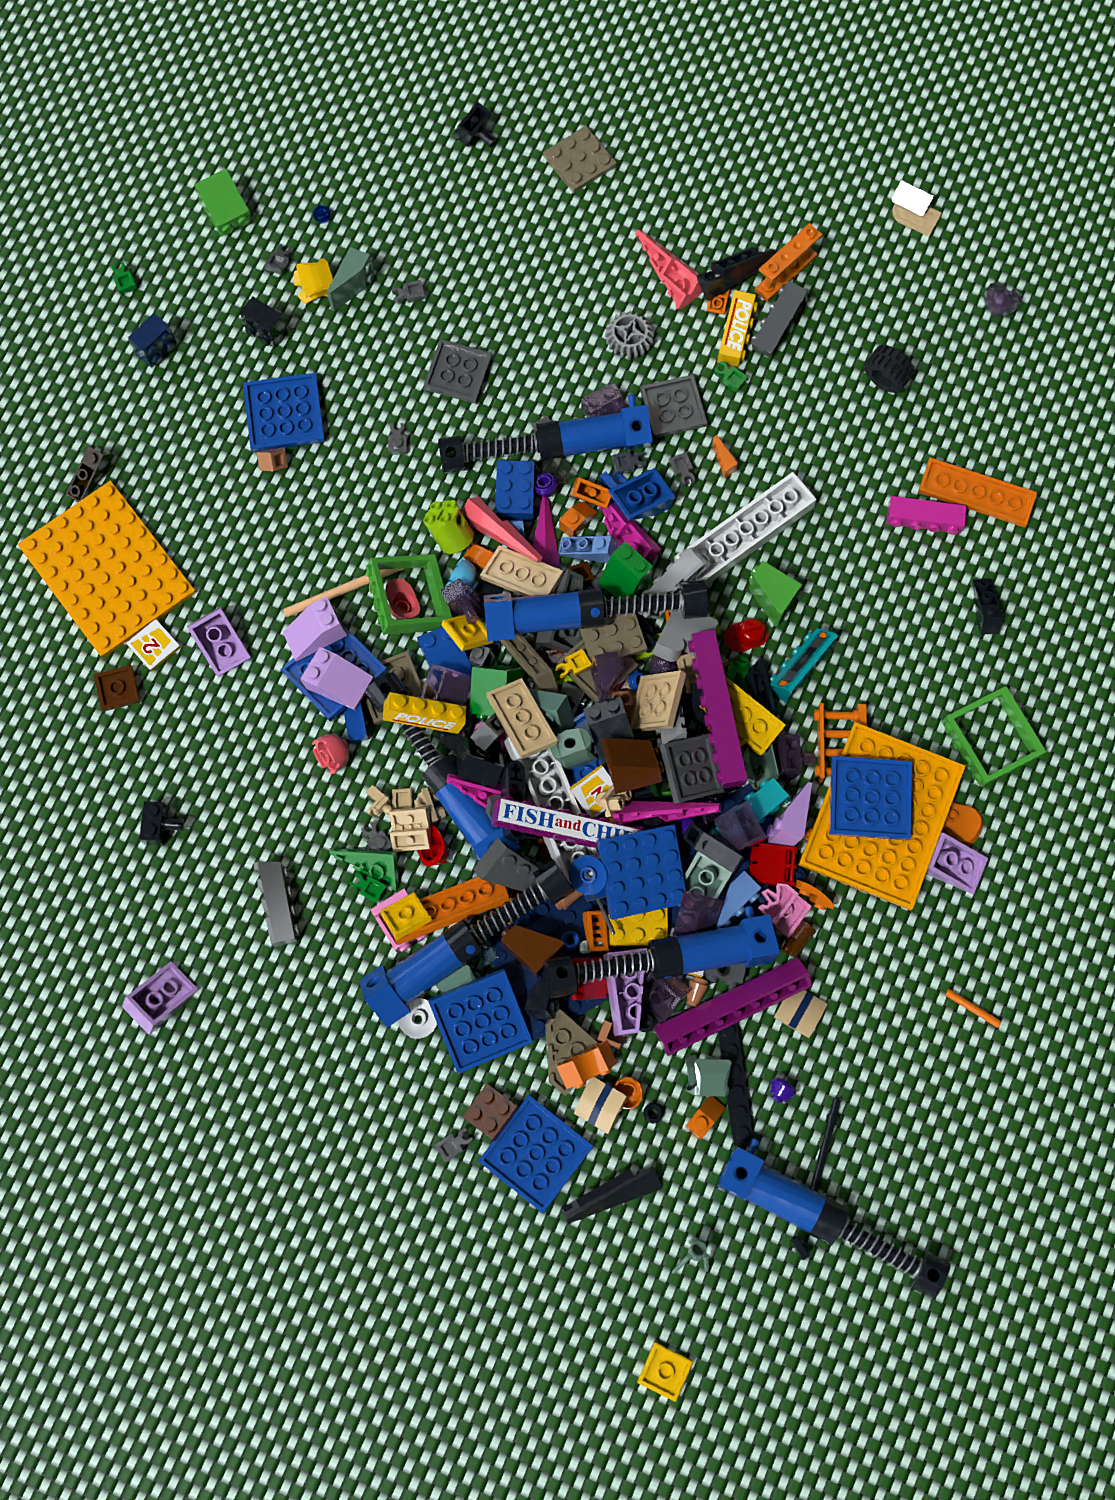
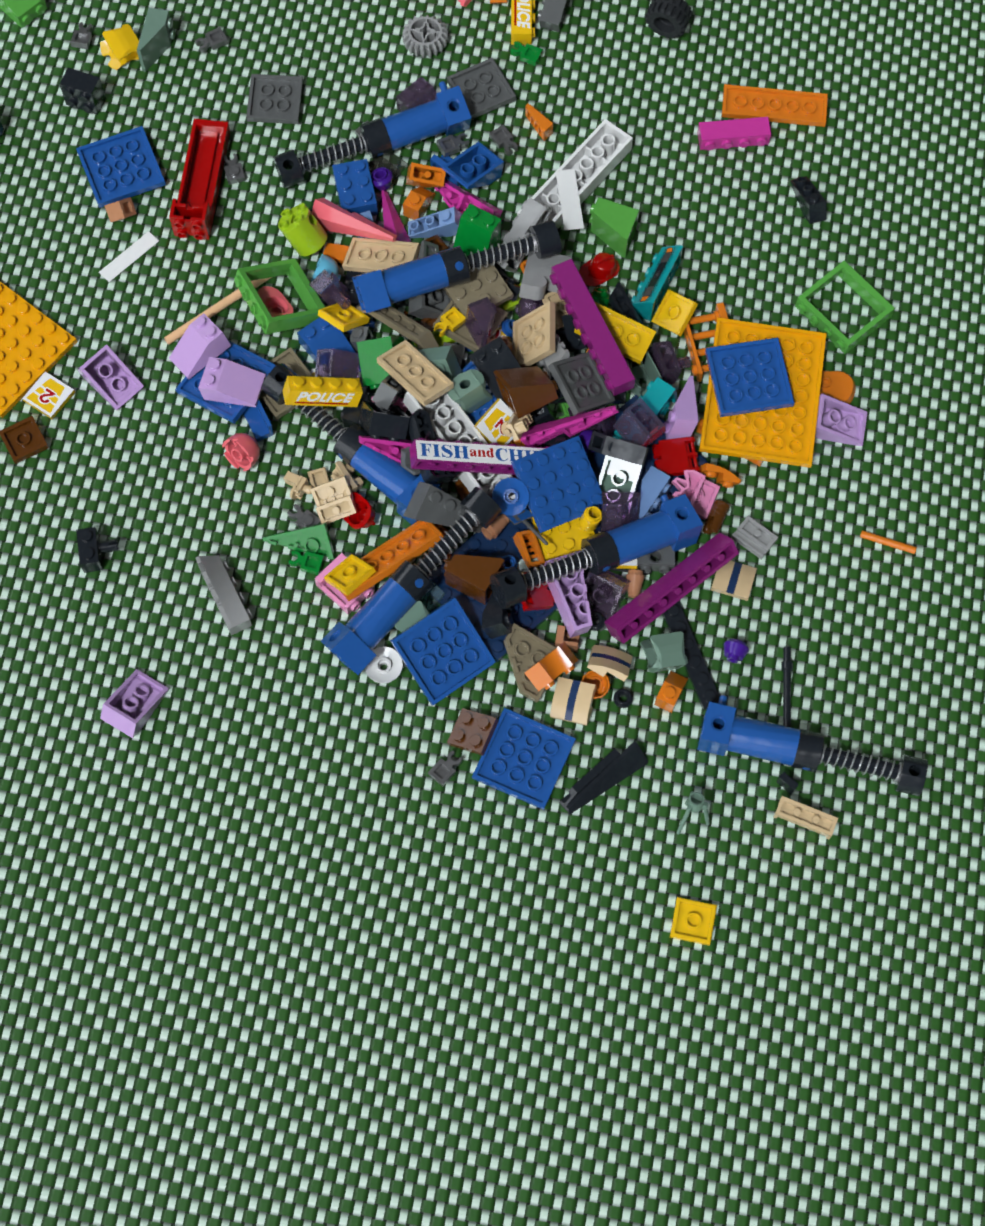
camera: 15 degrees left, 5 degrees down
(269, 511) = (128, 256): none -> white sticker
(360, 445) = (200, 180): none -> red brick
(648, 1072) = (611, 660): none -> tan slope
(670, 916) = (590, 518): none -> yellow brick
(733, 554) = (569, 199): none -> white sticker
(809, 1291) = (806, 816): none -> tan container
(812, 703) = (674, 312): none -> yellow tile
(833, 970) = (754, 537): none -> light grey plate

